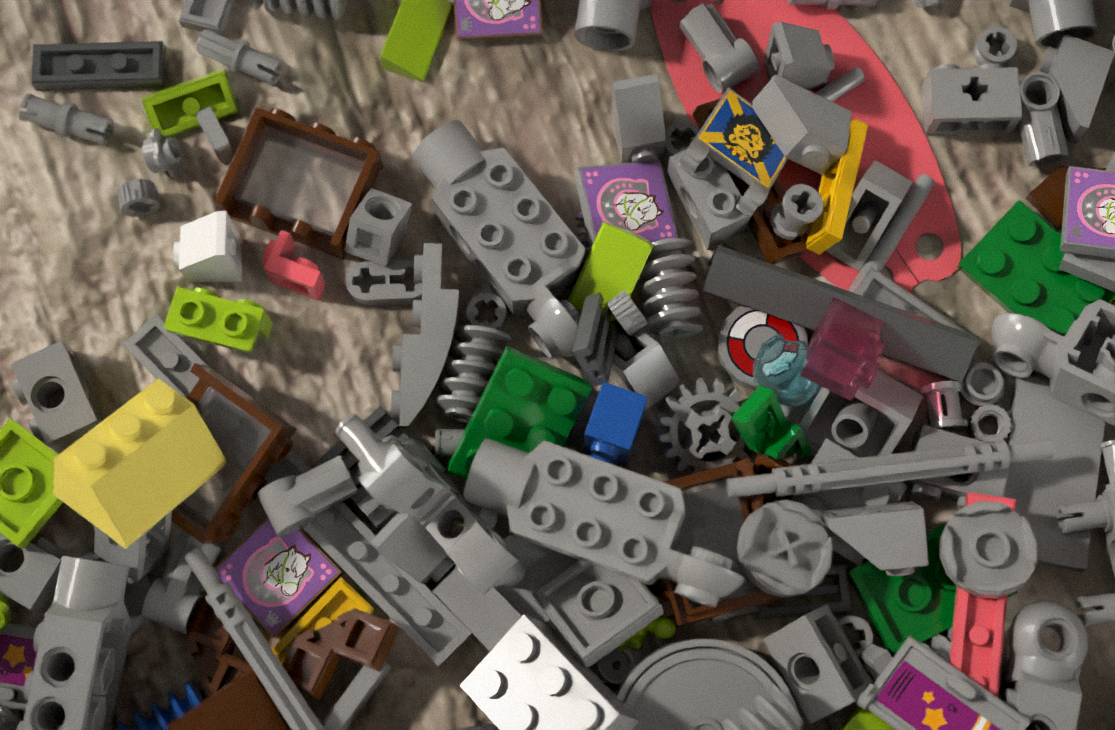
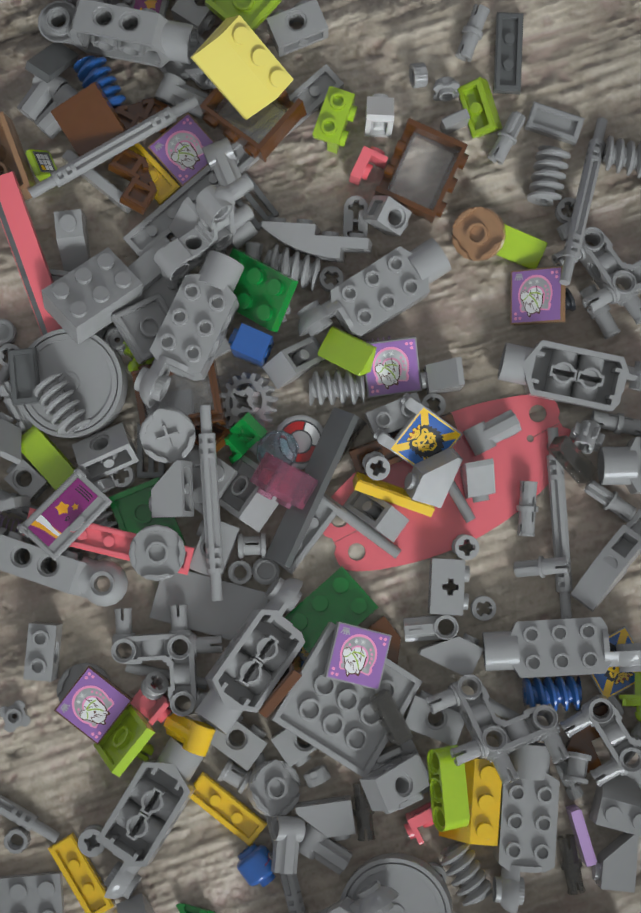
camera: 90 degrees right, 10 degrees up
(400, 87) = (478, 233): none -> medium nougat tile
(595, 338) = (302, 337): dark grey tile -> none
(627, 313) = (319, 358): light grey axle -> none
(905, 76) = (471, 553): none -> light grey bush

